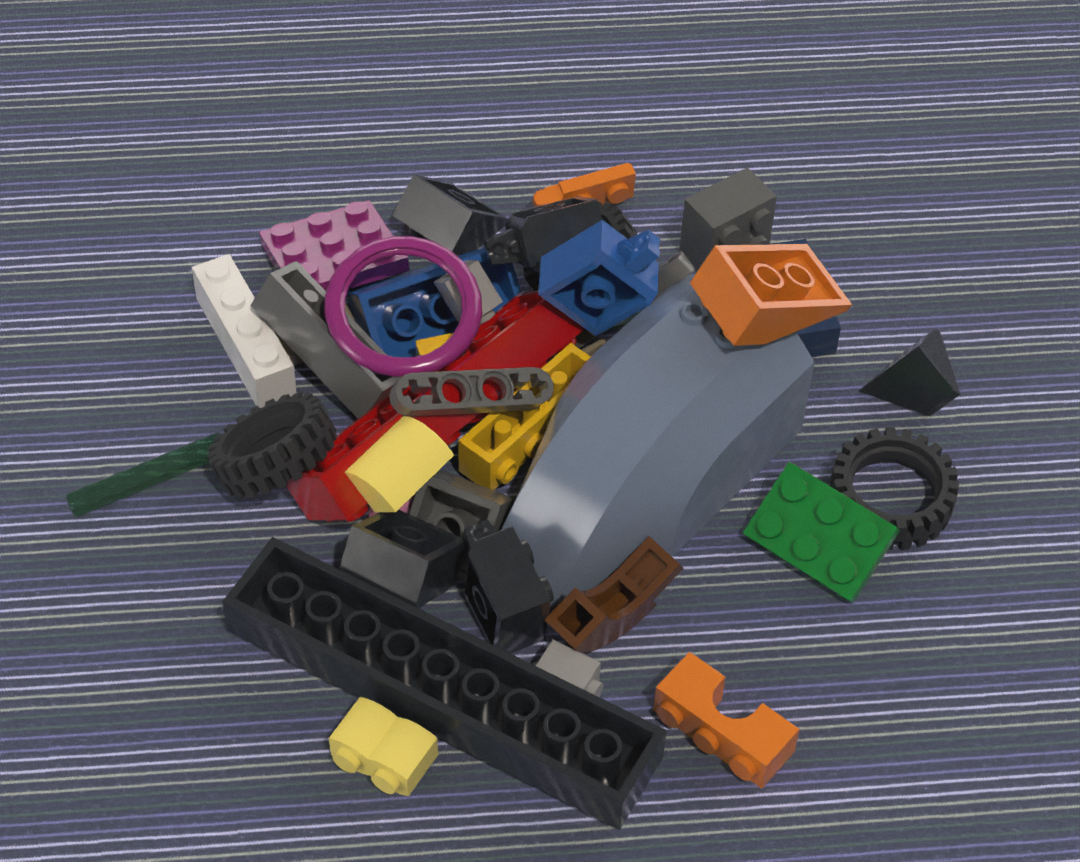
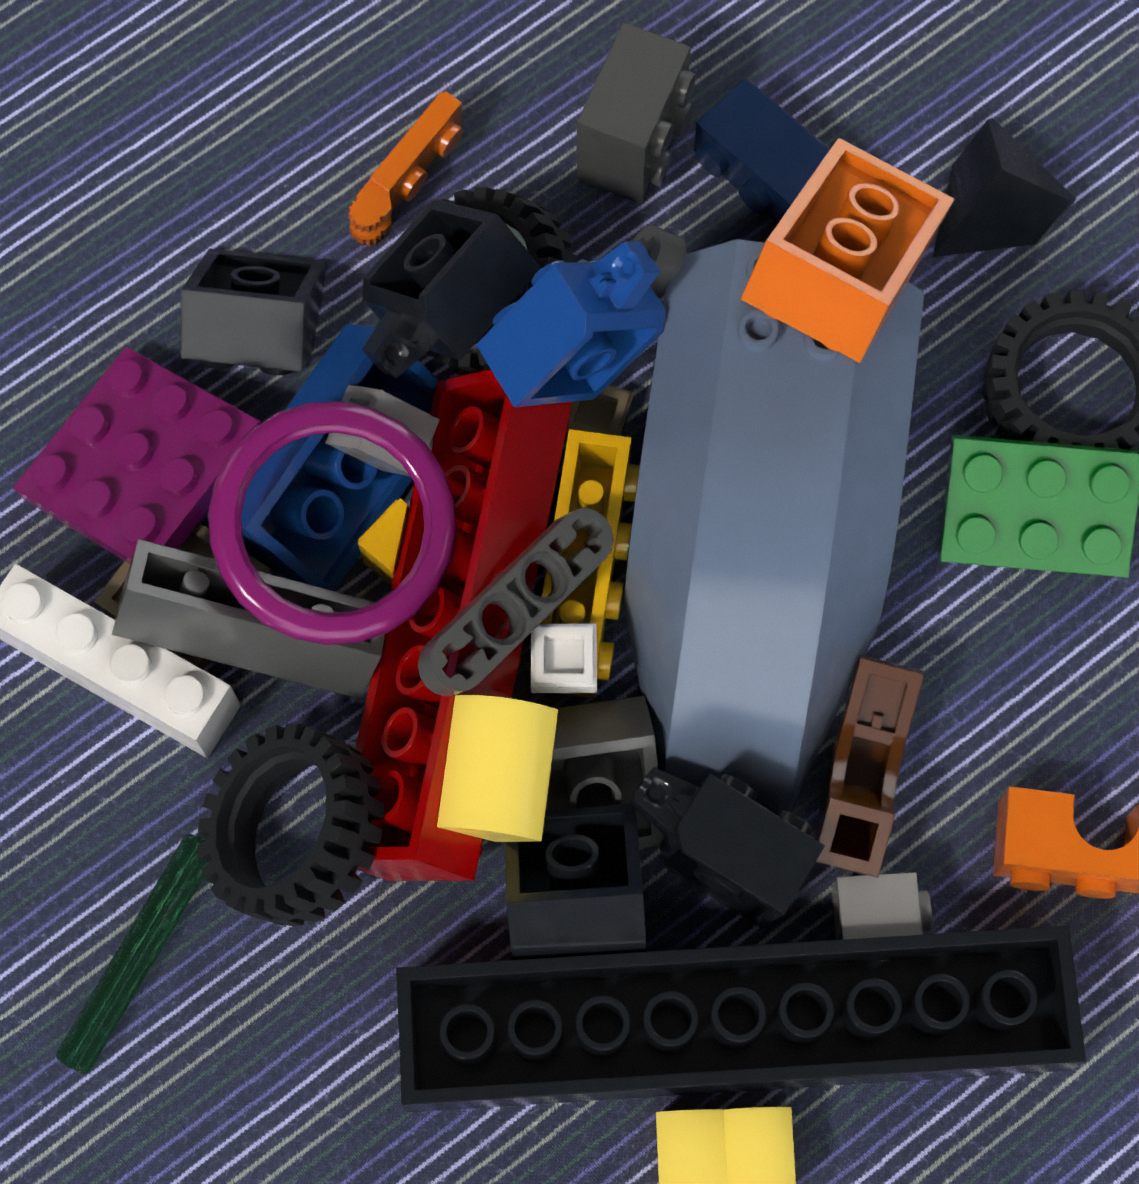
camera: 30 degrees left, 20 degrees up
(479, 442) = (564, 658): none -> white tile

